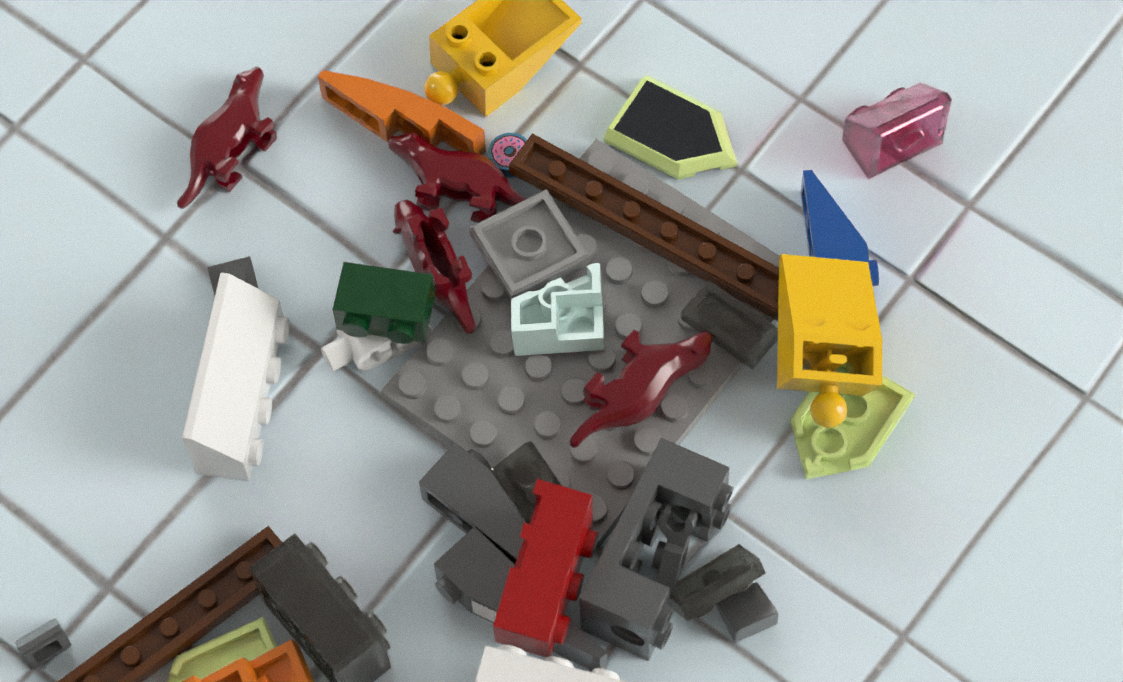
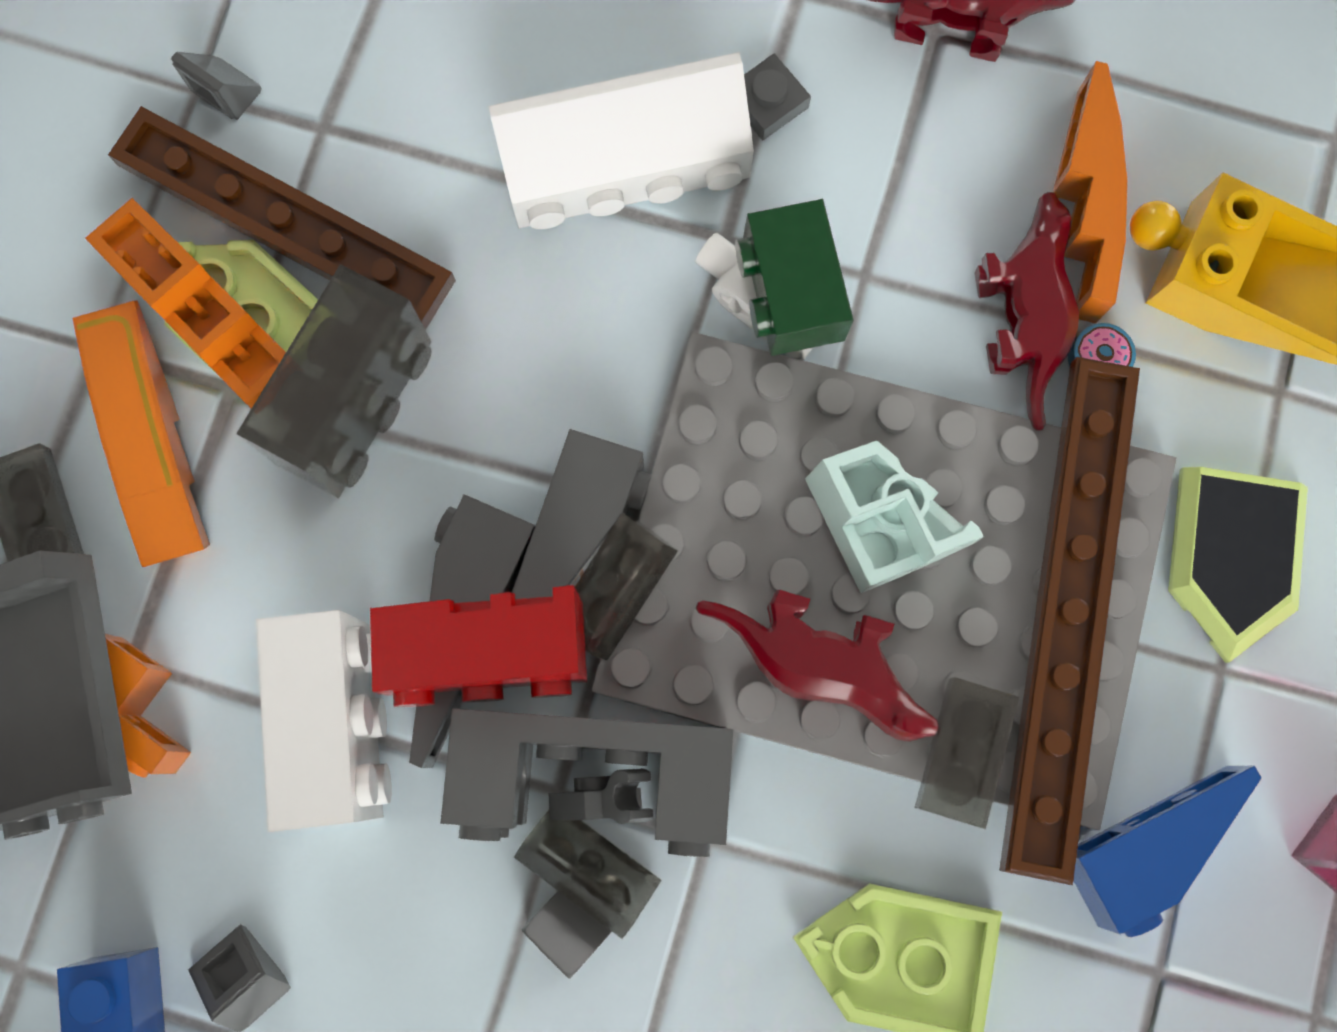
camera: 65 degrees right, 15 degrees up
(433, 254) = (898, 321): dark red animal -> none
(529, 245) = (972, 433): light grey tile -> none
(827, 323) = (1030, 885): yellow slope -> none

